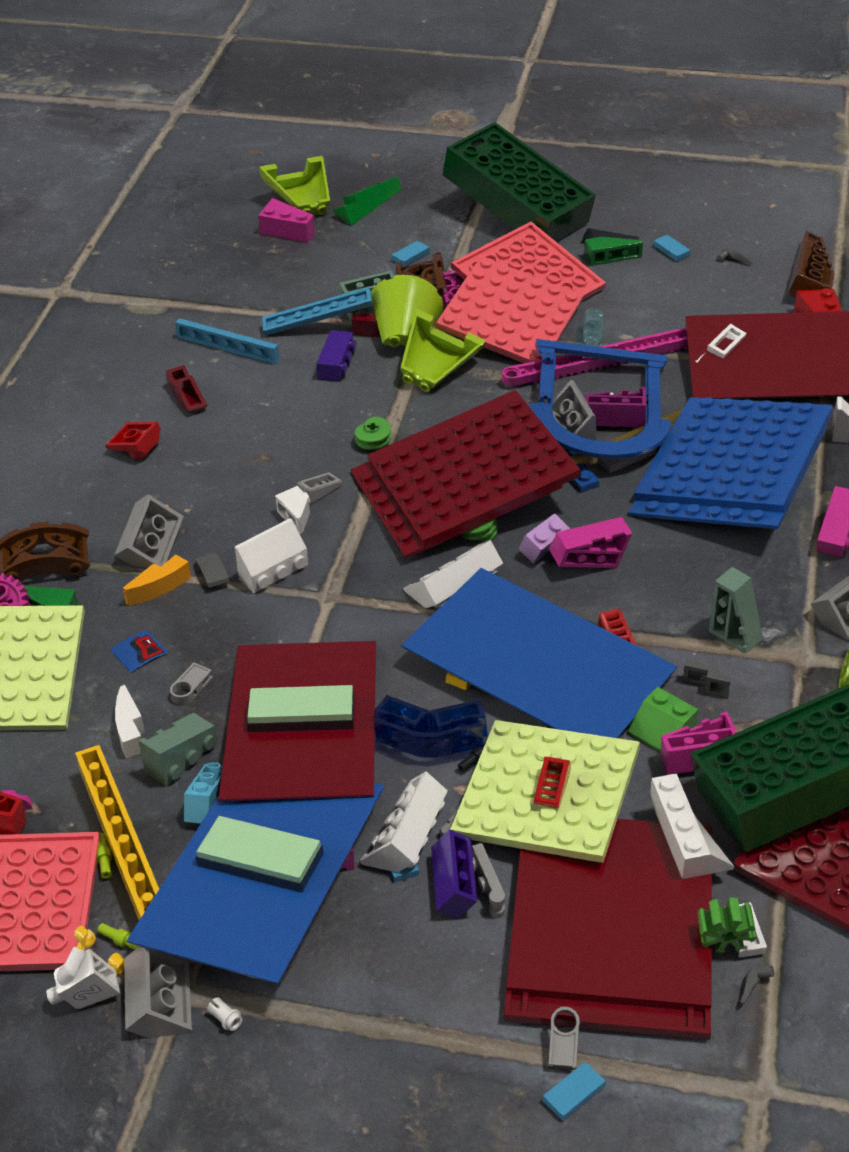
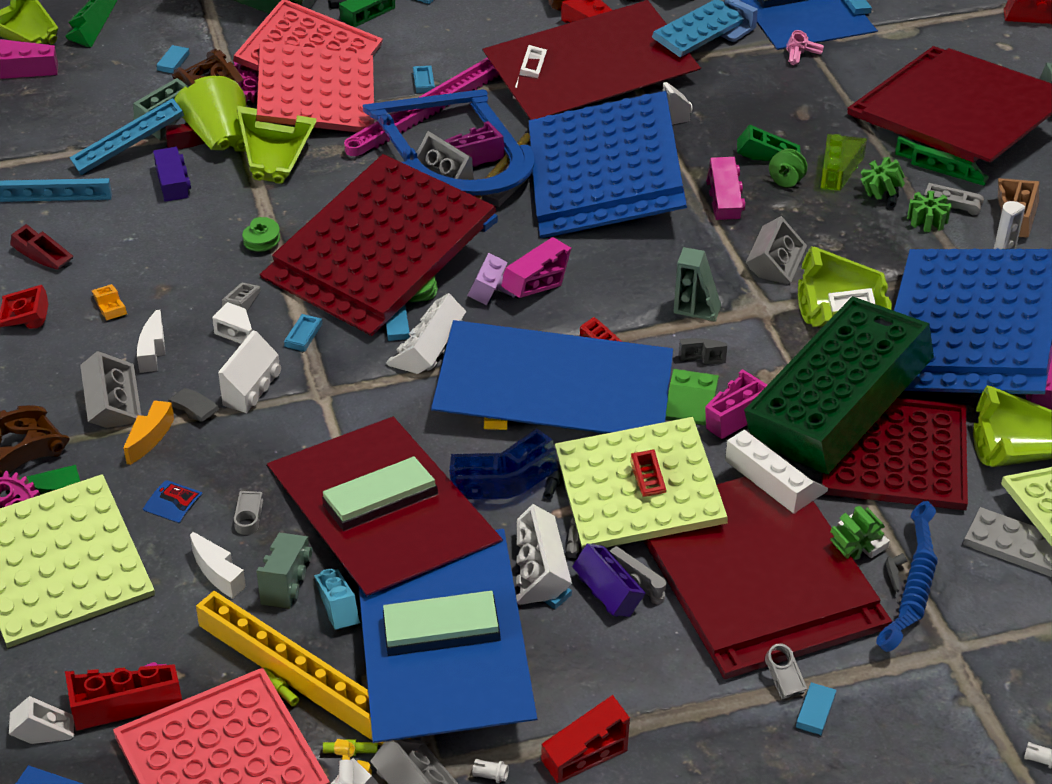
camera: 30 degrees left, 0 degrees up
(208, 455) = (109, 302): none -> light orange slope
(214, 502) = (151, 343): none -> white slope
(323, 1026) = (587, 741): none -> red wedge
(350, 535) = (303, 332): none -> dark azure tile
(437, 555) = (397, 326): none -> dark azure tile
(593, 327) = (400, 82): clear light blue piece -> none
(620, 330) = (423, 78): none -> dark azure tile
(769, 1003) = (918, 581): none -> blue piece

